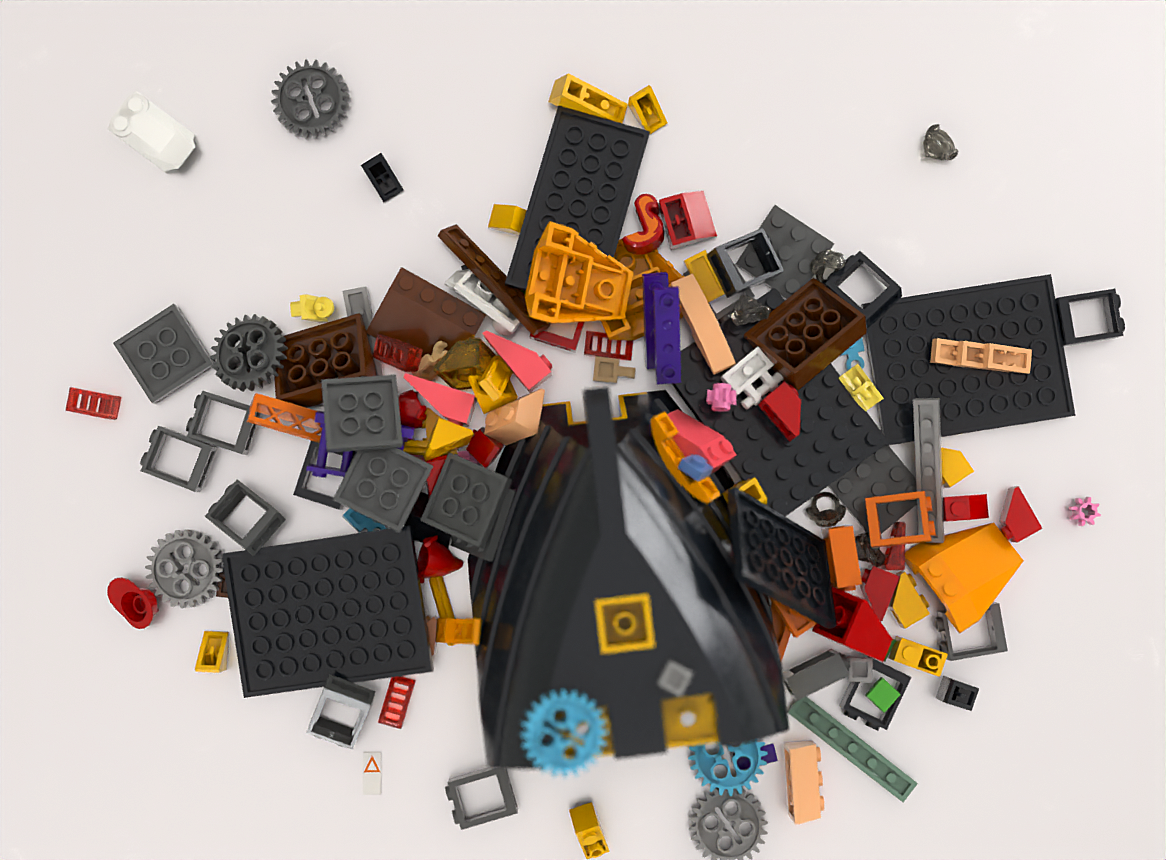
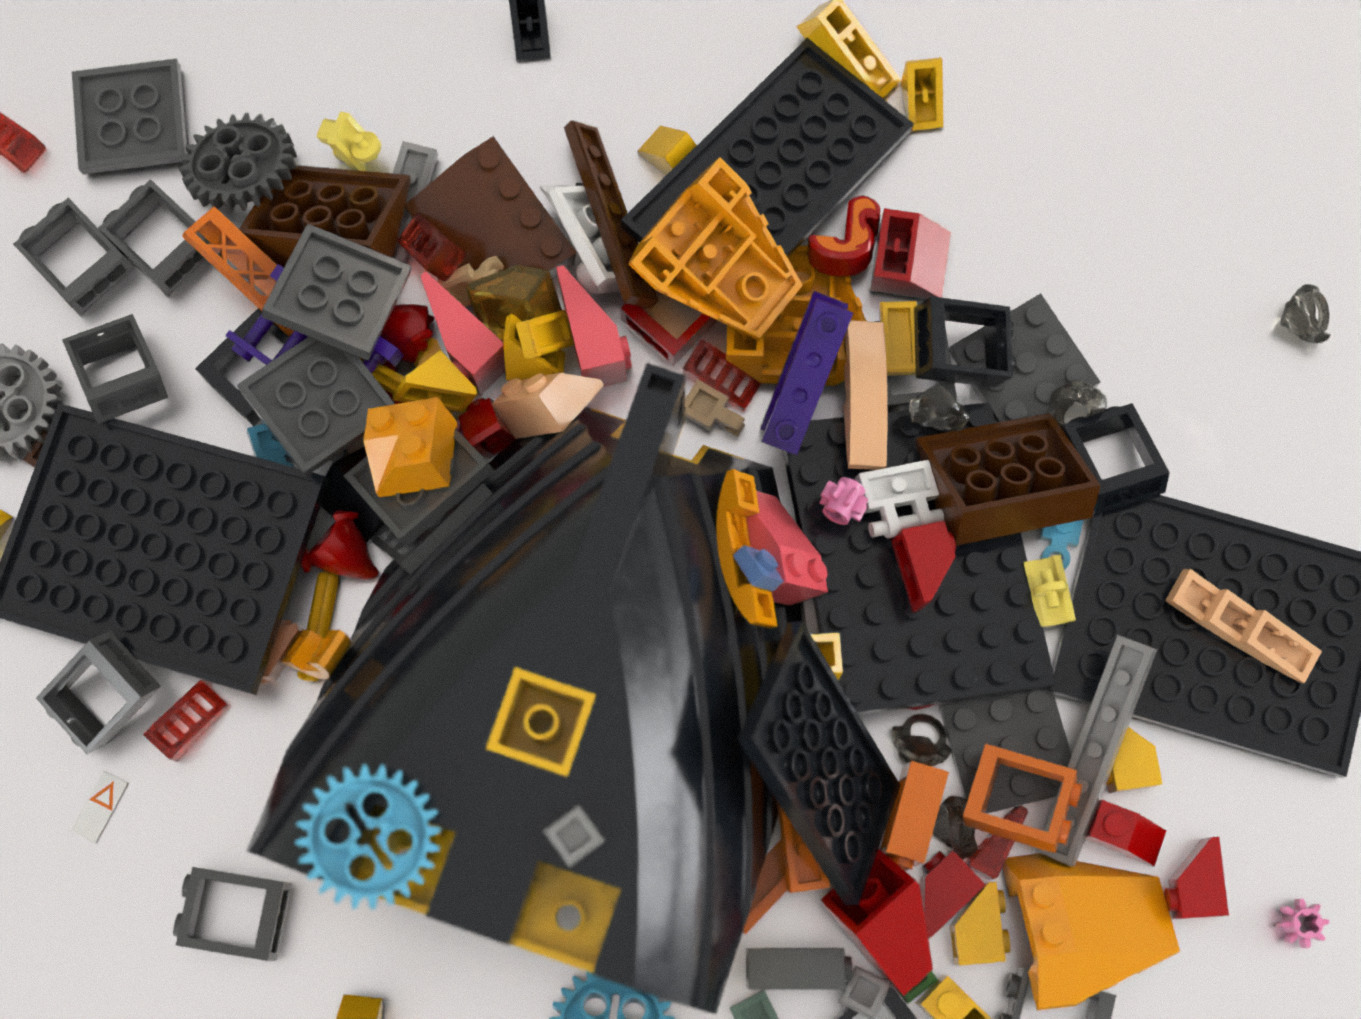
camera: 35 degrees right, 10 degrees down
(455, 488) = (410, 446): none -> light orange slope

